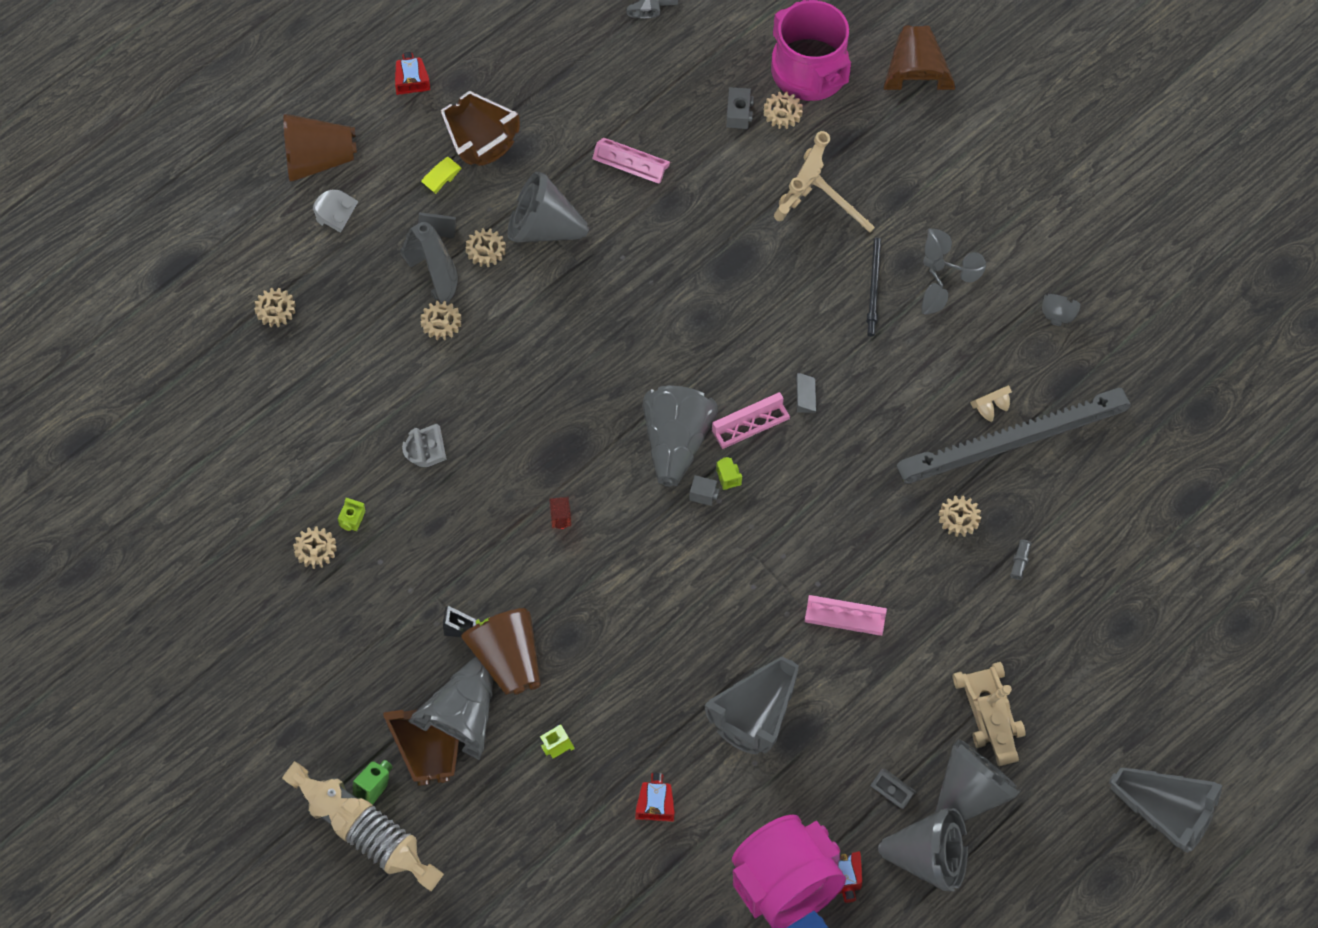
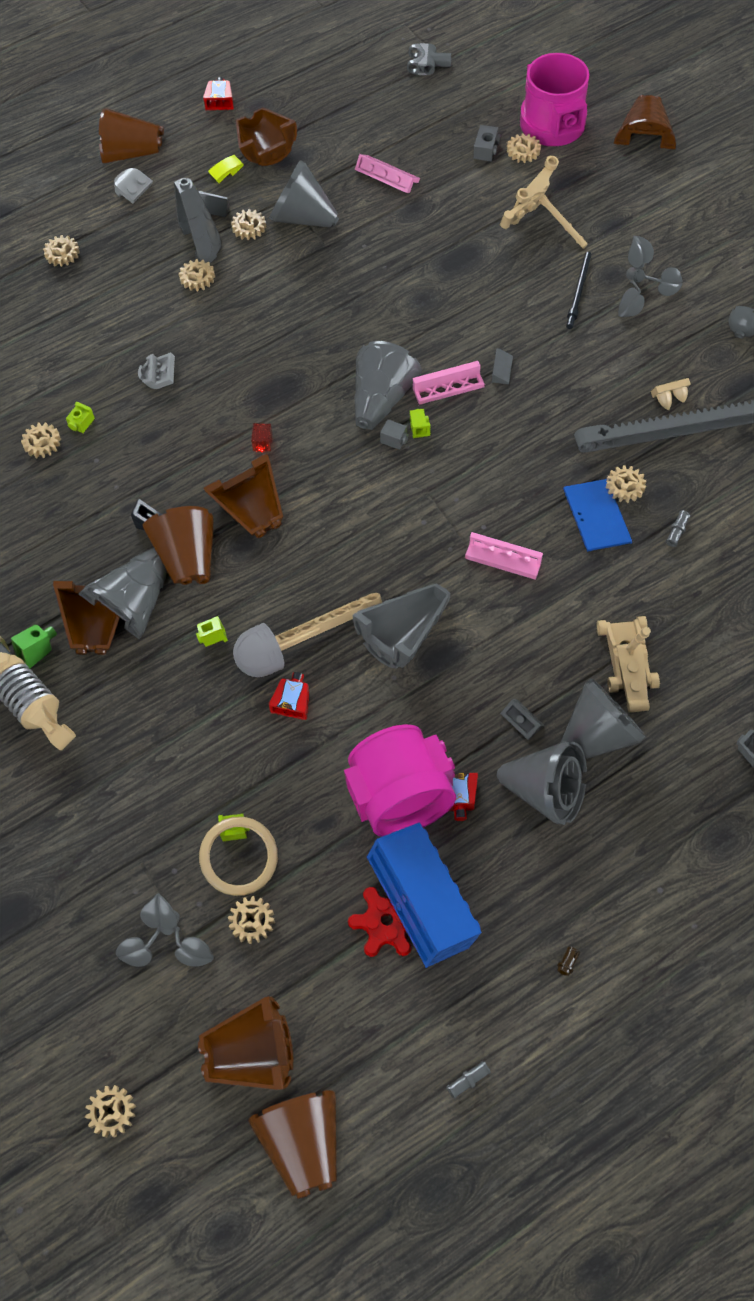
camera: 15 degrees right, 0 degrees up
(566, 586) = (250, 498): none -> reddish brown cone
(617, 757) = (259, 651): none -> piece
(939, 558) = (599, 516): none -> blue container

